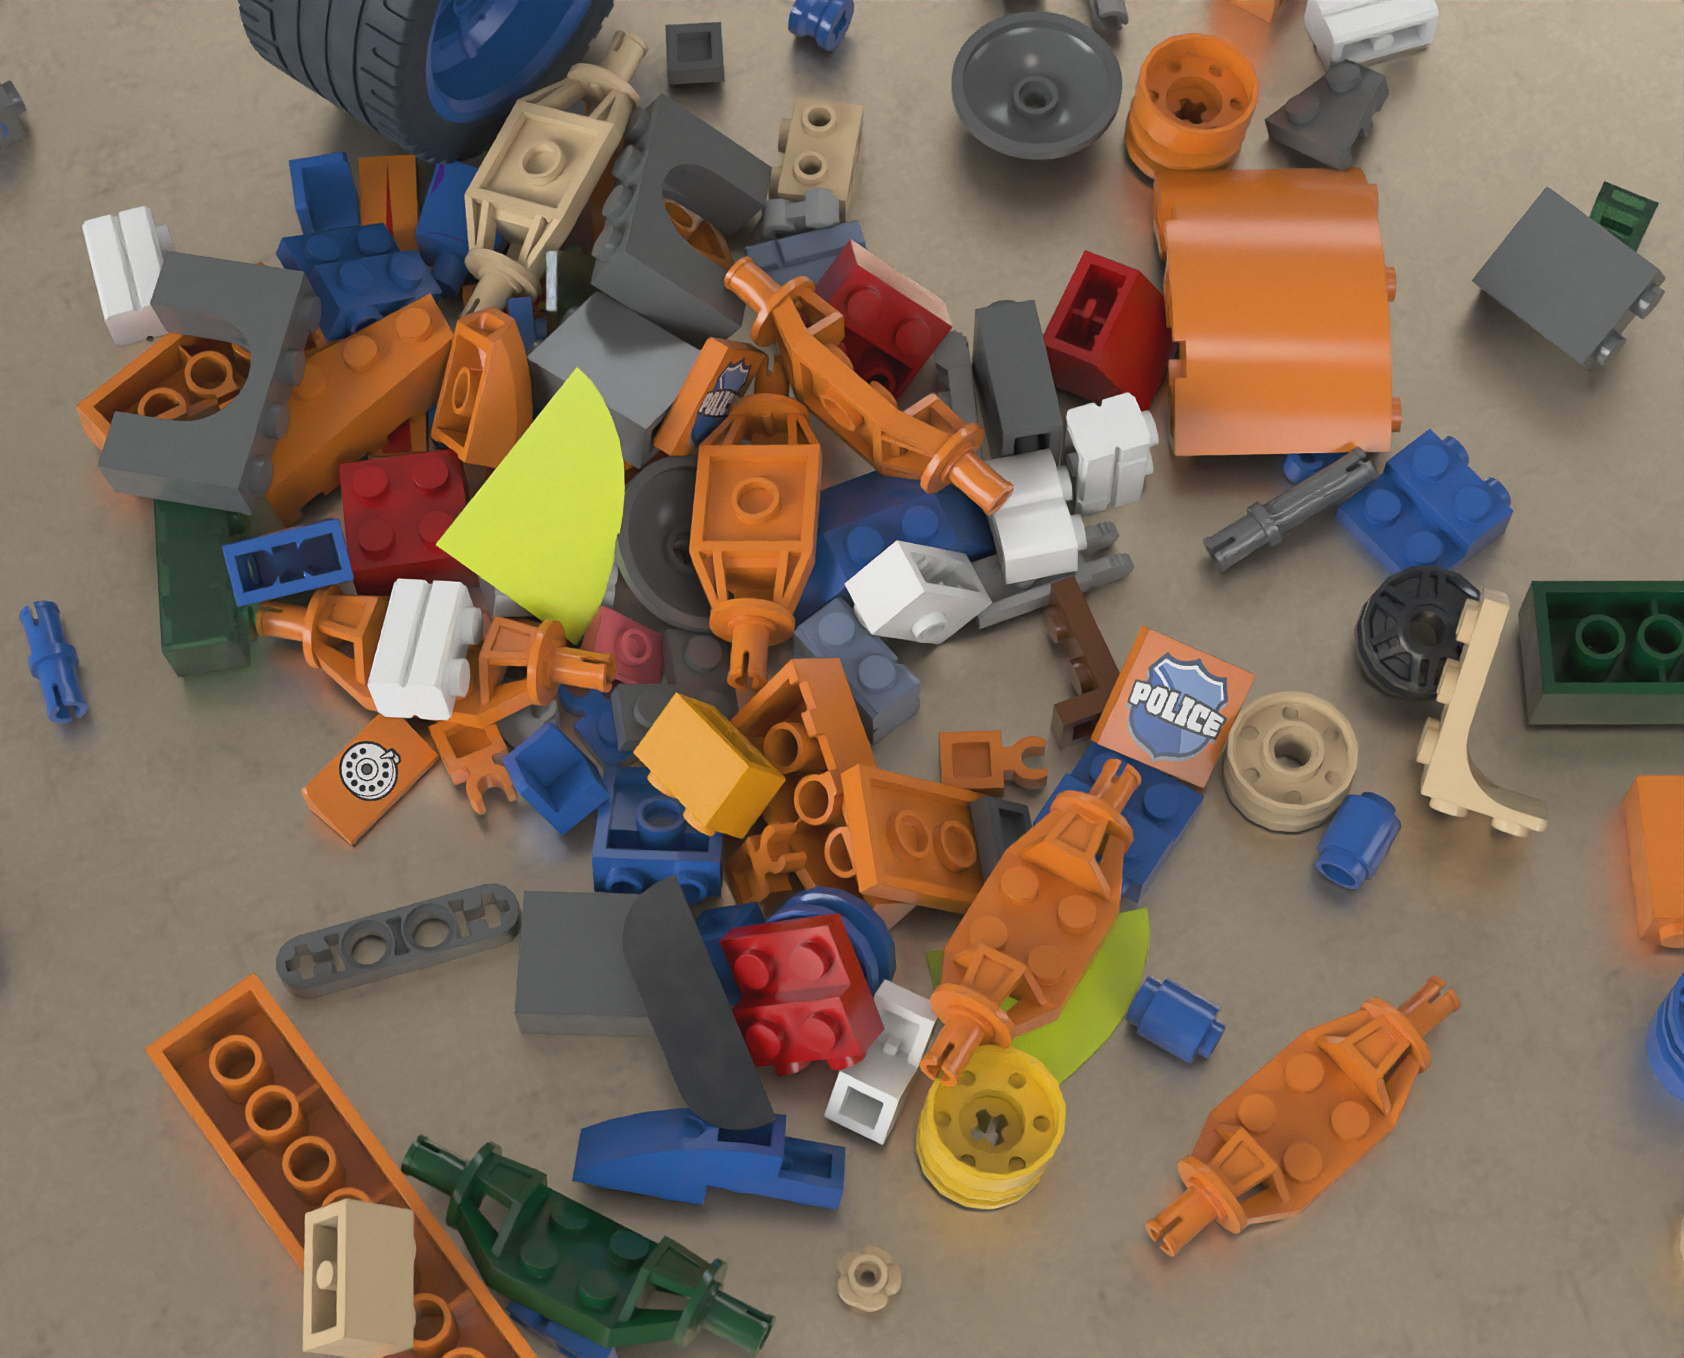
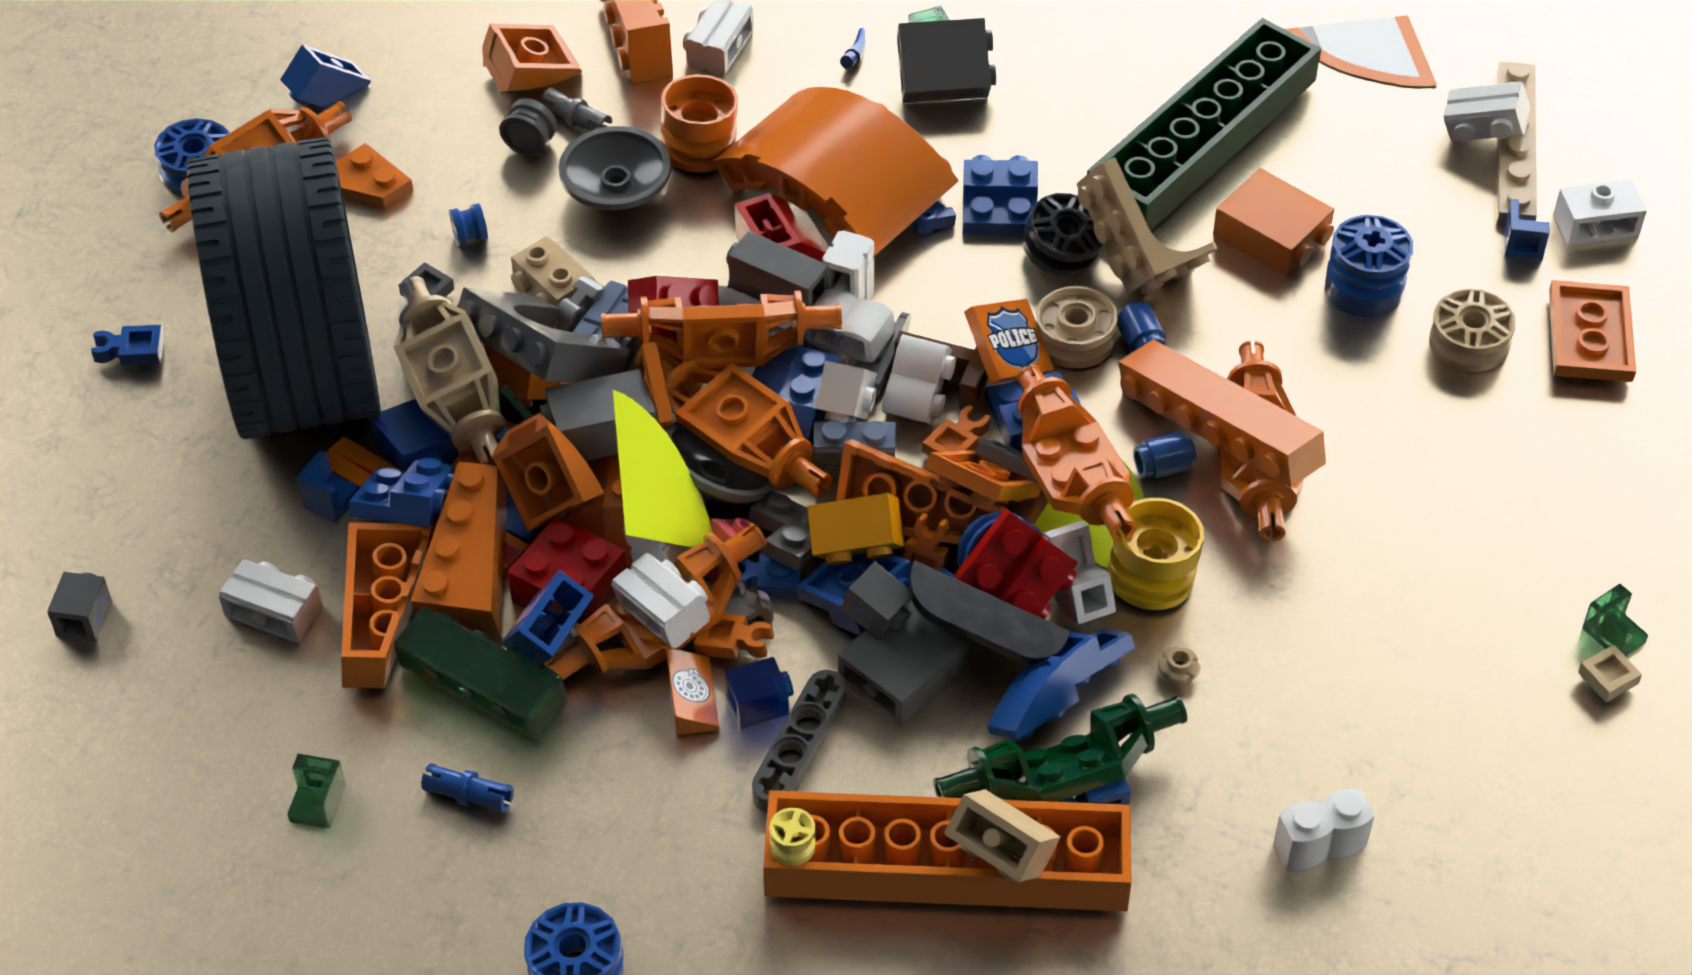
camera: 50 degrees left, 15 degrees down
(183, 1036) = (788, 825): none -> light yellow wheel
(227, 455) = (401, 530): dark grey arch -> none
(419, 846) = (758, 692): none -> clear blue brick
(556, 778) = (787, 606): blue panel -> none
(609, 876) = (878, 601): none -> dark grey brick
(1018, 654) = (918, 380): none -> white brick
(1269, 521) = (944, 250): dark grey pin -> none
(1277, 1043) = (1223, 413): none -> orange brick
(1331, 114) = (757, 82): dark grey wing -> none
(1504, 175) = (854, 54): none -> helmet

